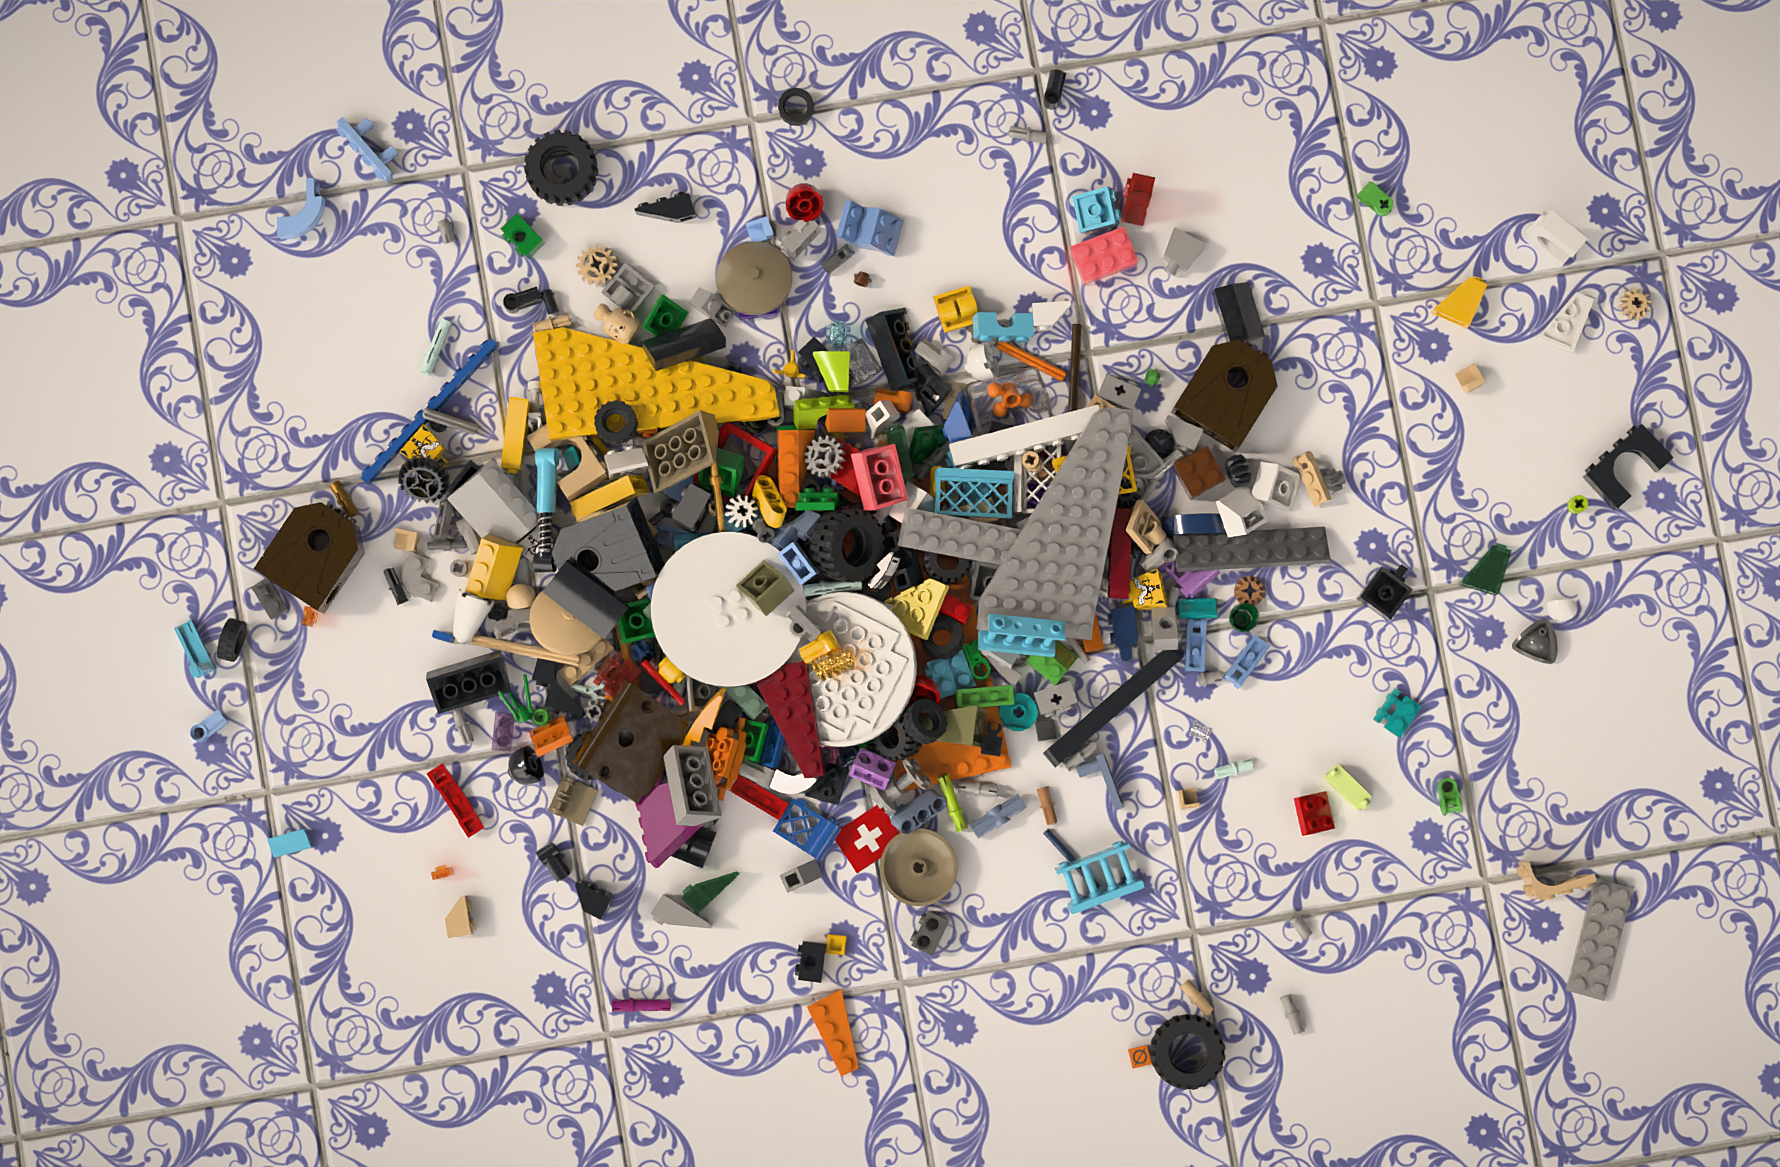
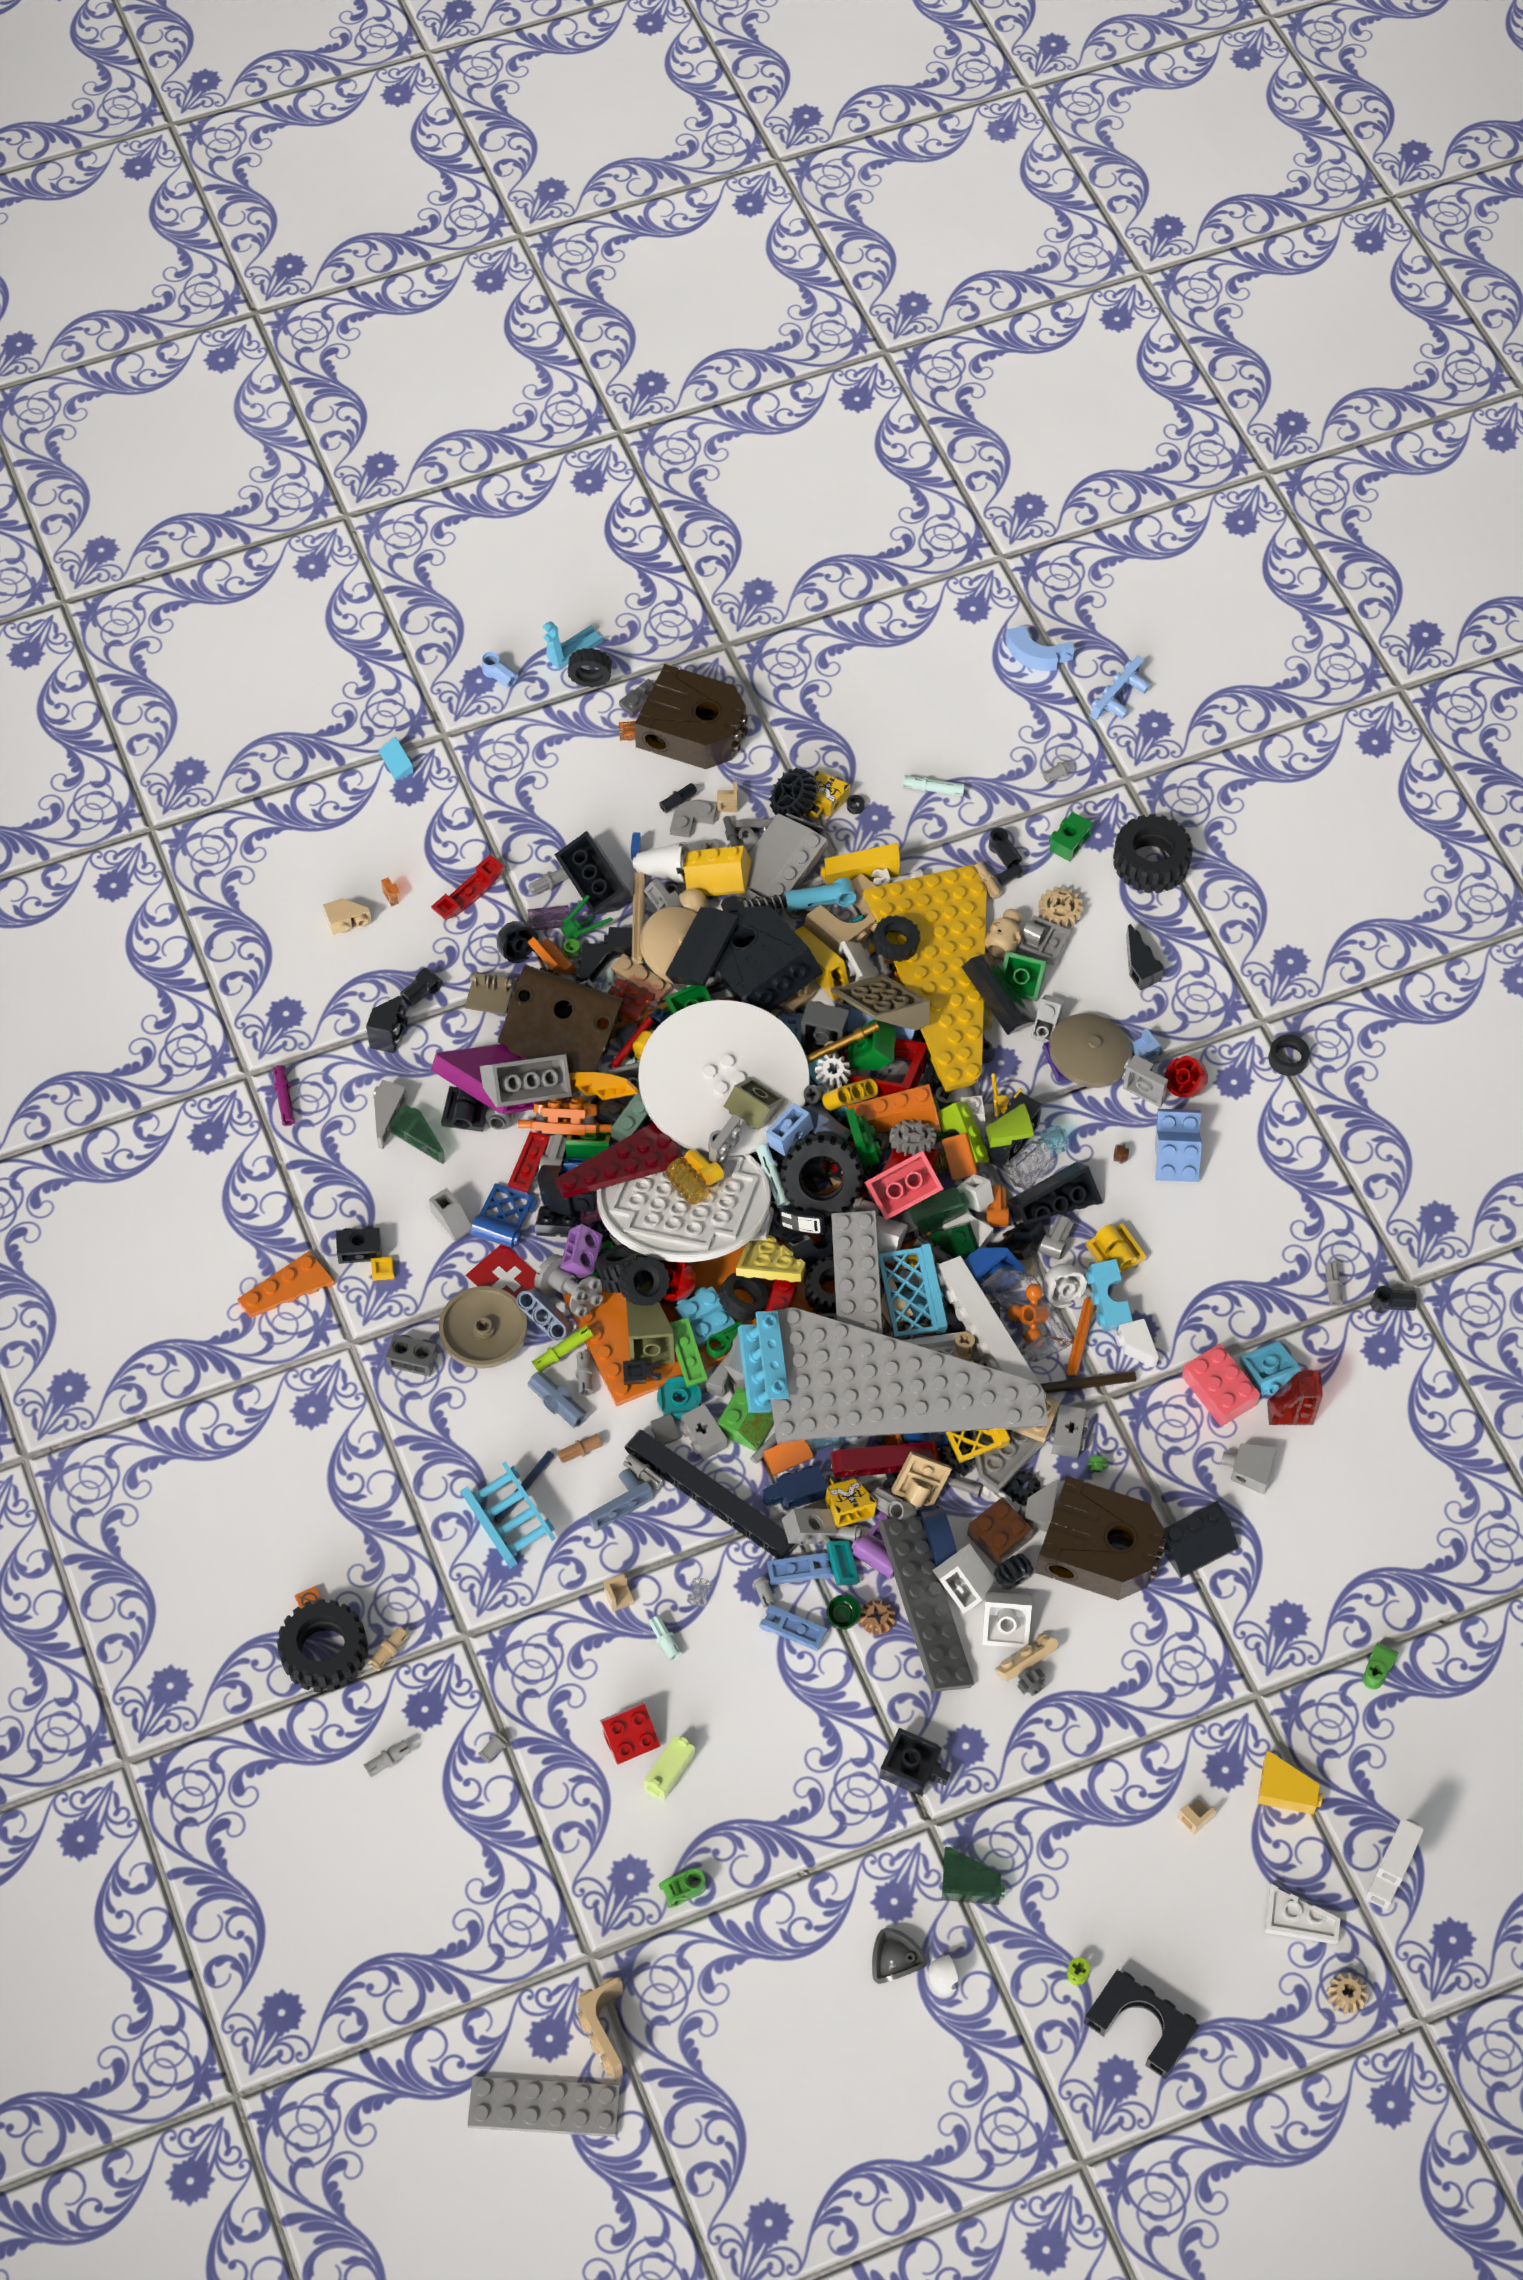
camera: 75 degrees right, 25 degrees down
(344, 499) = (756, 738): pearl gold pin -> none
(434, 403) = (871, 794): blue plate -> none
(450, 421) = (860, 808): light grey axle -> none
(835, 261) = (1133, 1125): dark grey bar -> none
(1401, 717) = (768, 1816): teal plate -> none

